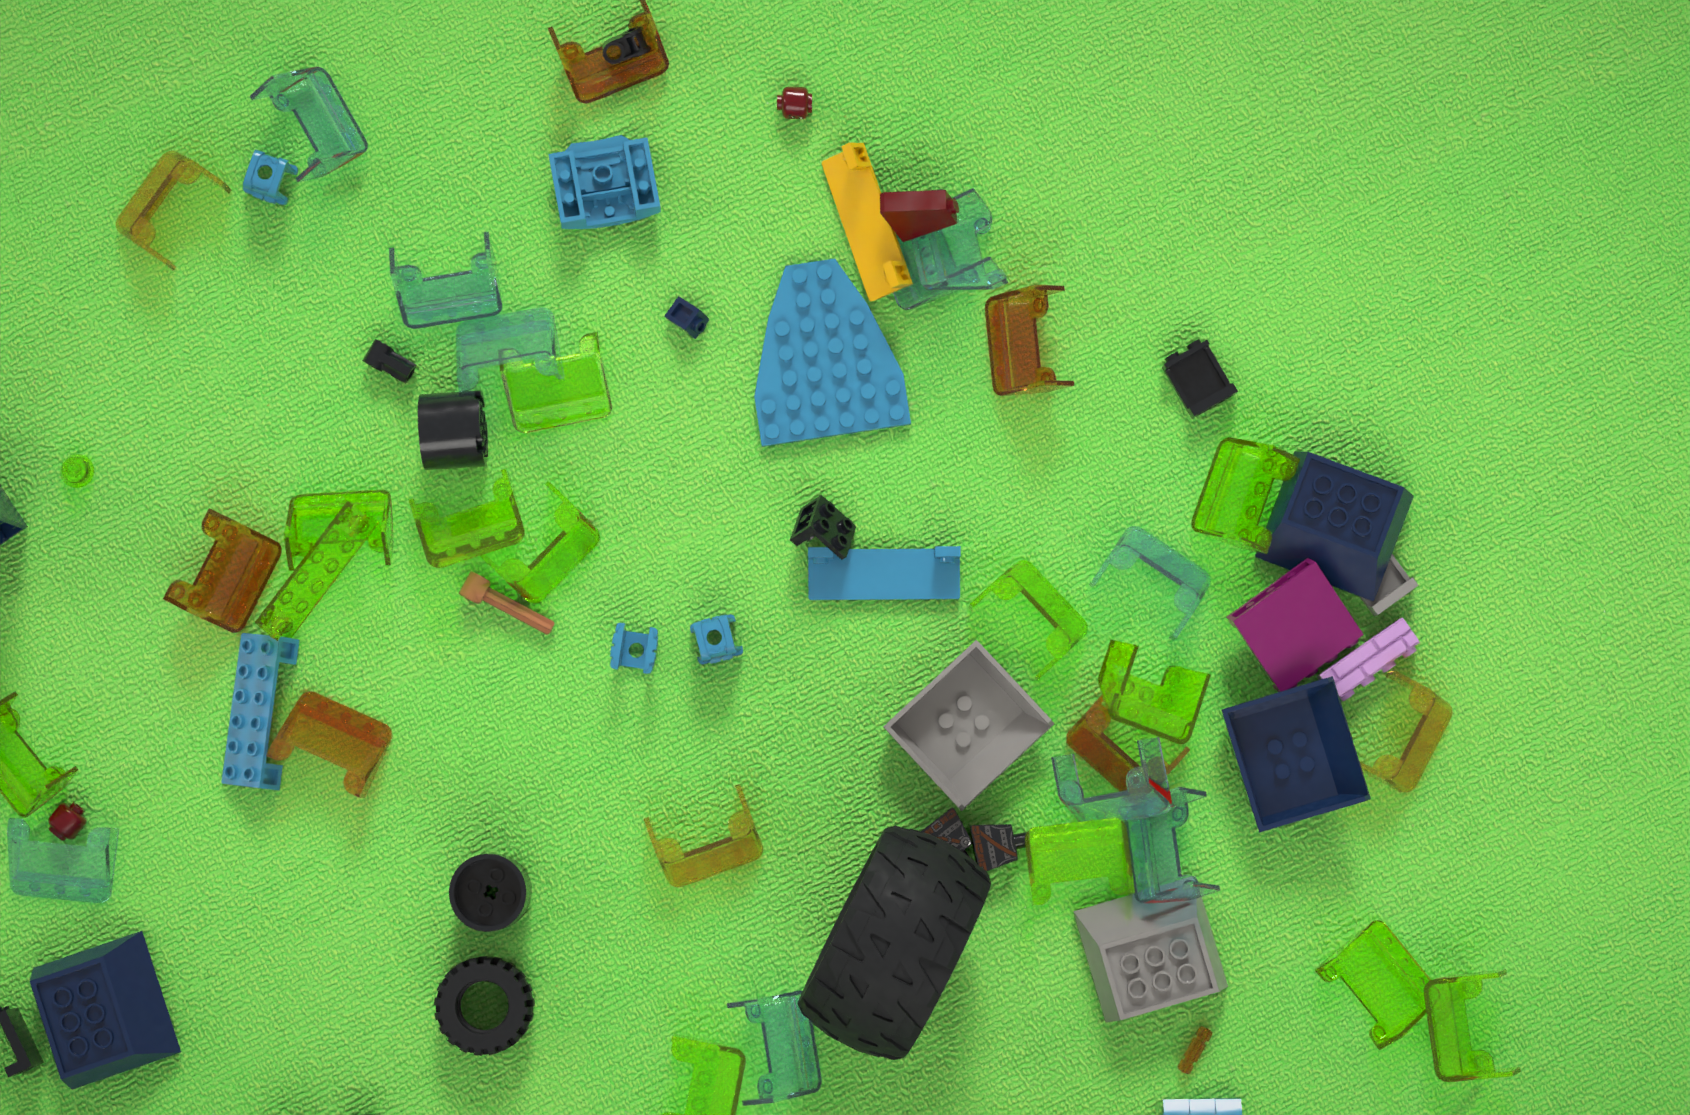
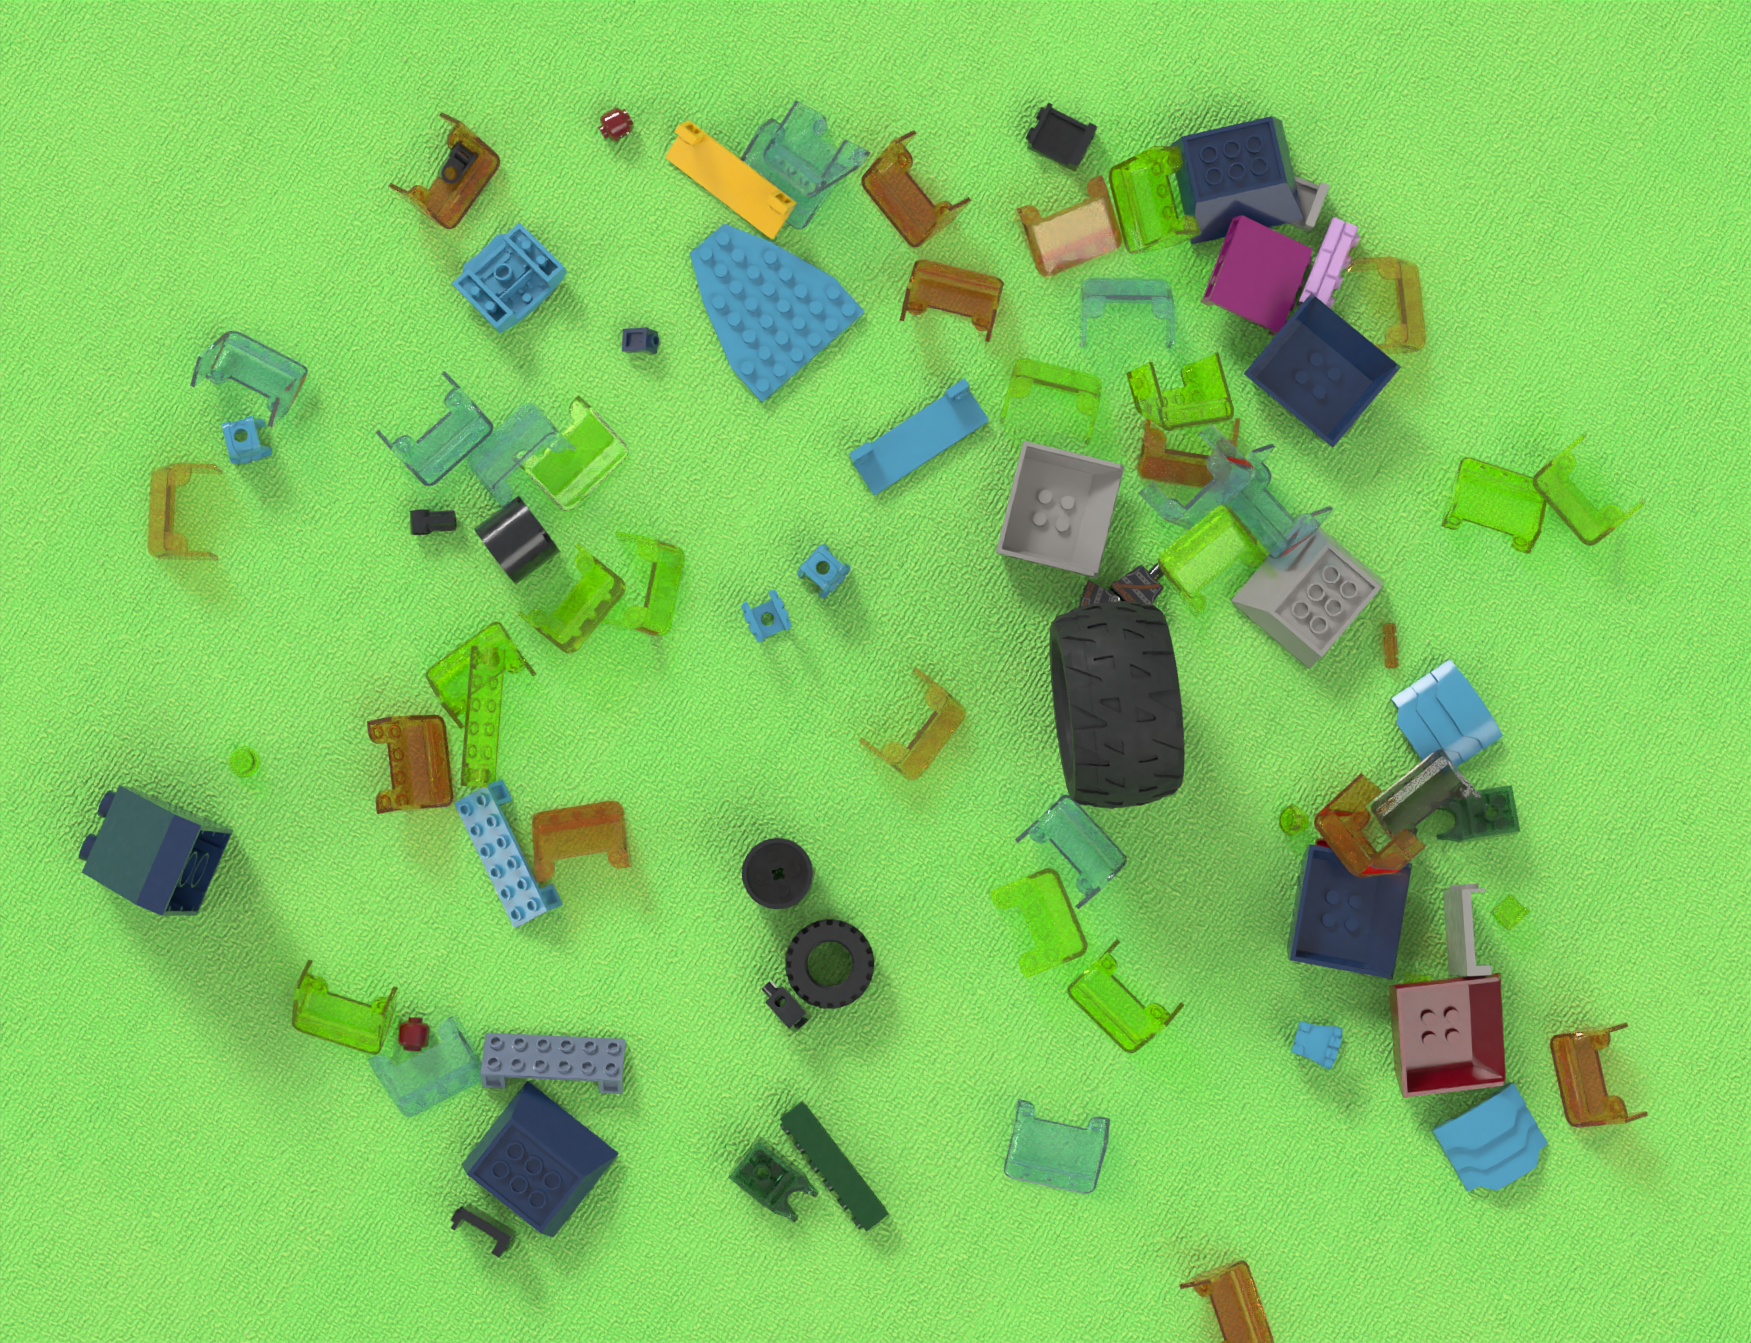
camera: 35 degrees left, 0 degrees up
(177, 927) = (553, 1059): none -> sand blue bracket
(419, 1029) = (792, 1013): none -> black torso
(478, 589) = (614, 650): nougat axle -> none
(825, 522) = (849, 426): black bracket -> none
(918, 212) = (766, 144): dark red slope -> none
(1005, 458) = (955, 292): none -> clear orange windscreen
(1150, 476) = (1072, 233): none -> clear orange windscreen

